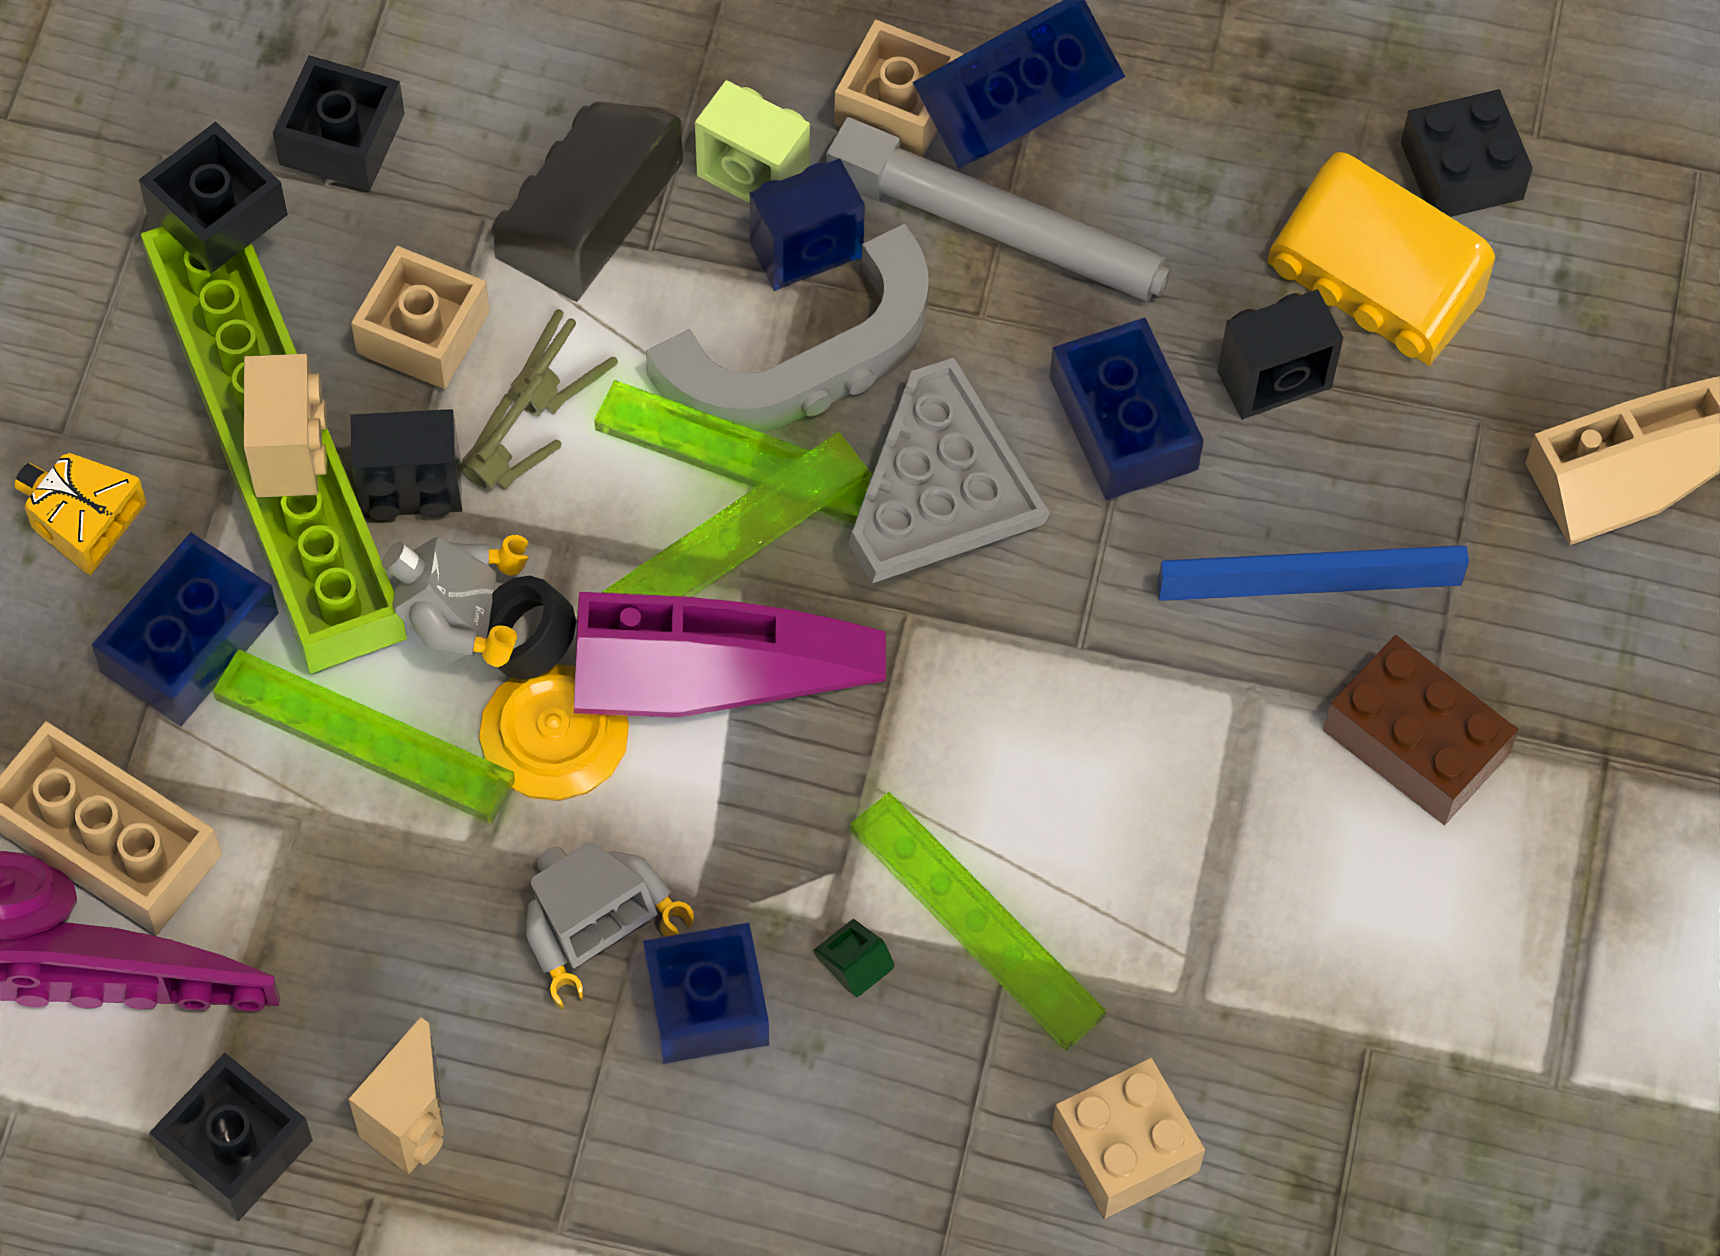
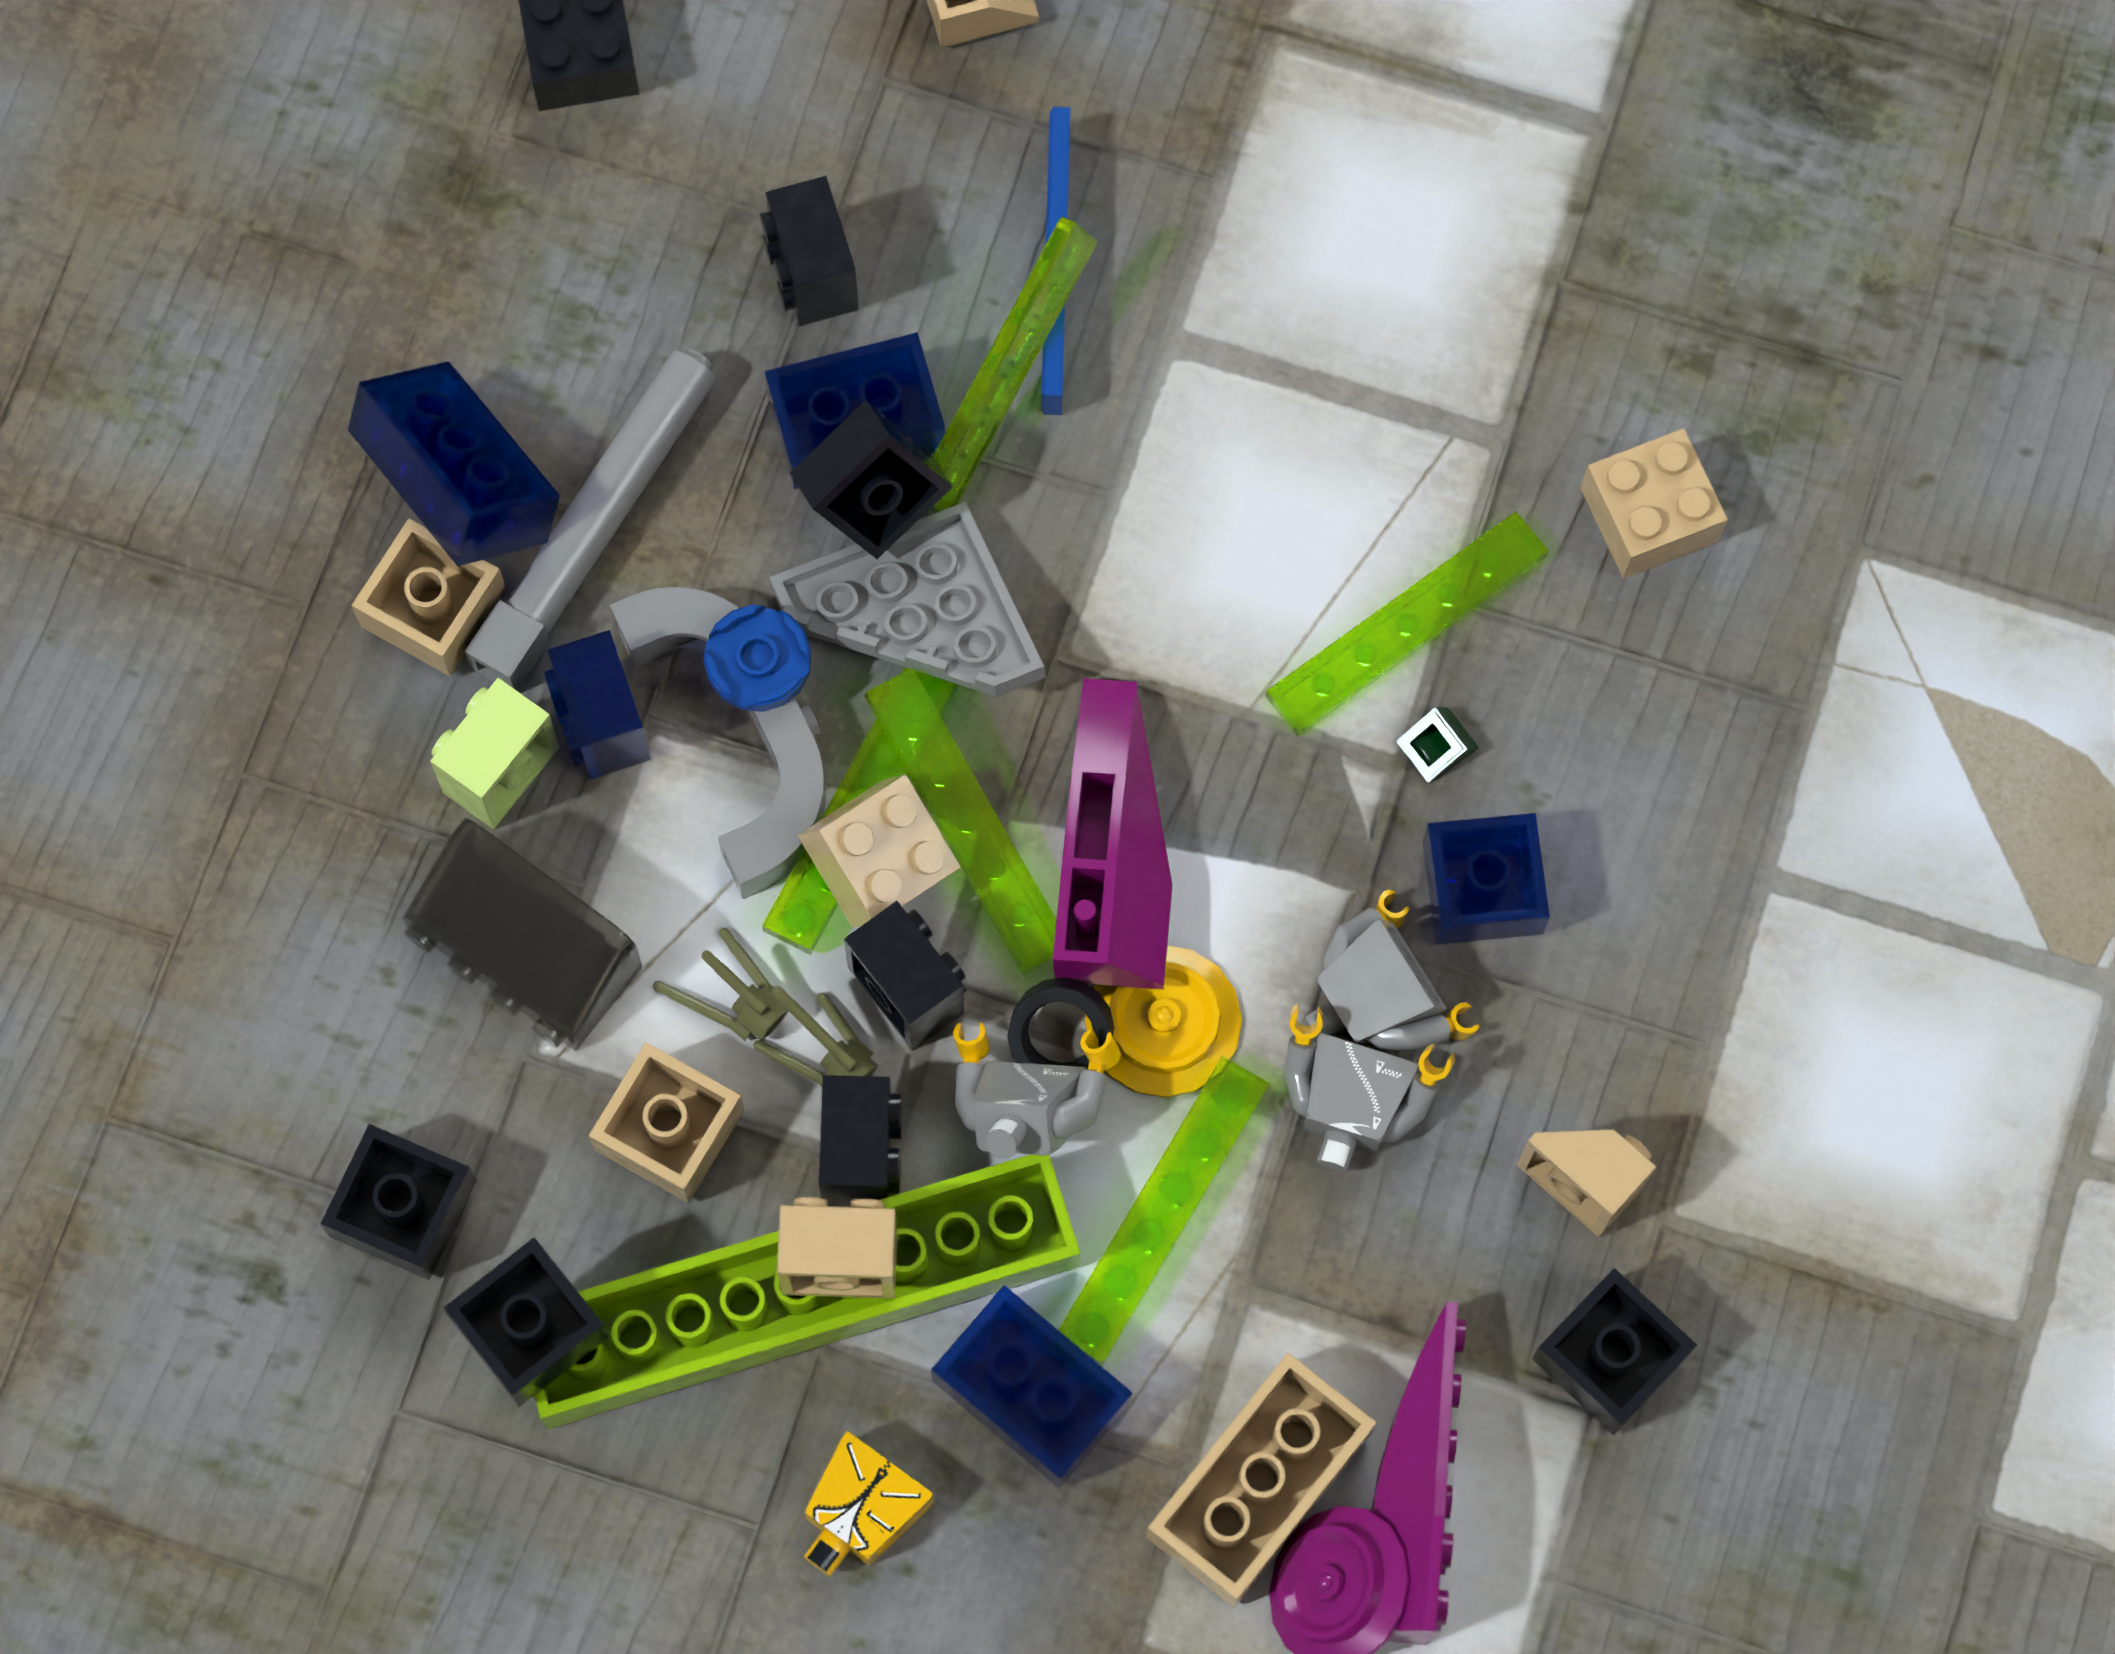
camera: 85 degrees left, 10 degrees up
(485, 887) = (1355, 1091): none -> light grey torso
(568, 490) = (906, 974): none -> black brick
(684, 456) = (879, 850): none -> tan brick
(863, 341) = (757, 658): none -> blue tile
(1042, 406) = (871, 479): none -> black brick
(1184, 522) = (1011, 356): none -> clear neon green tile
(1384, 257) = (700, 141): yellow windscreen -> none
(1420, 729) = (1241, 183): reddish brown brick -> none

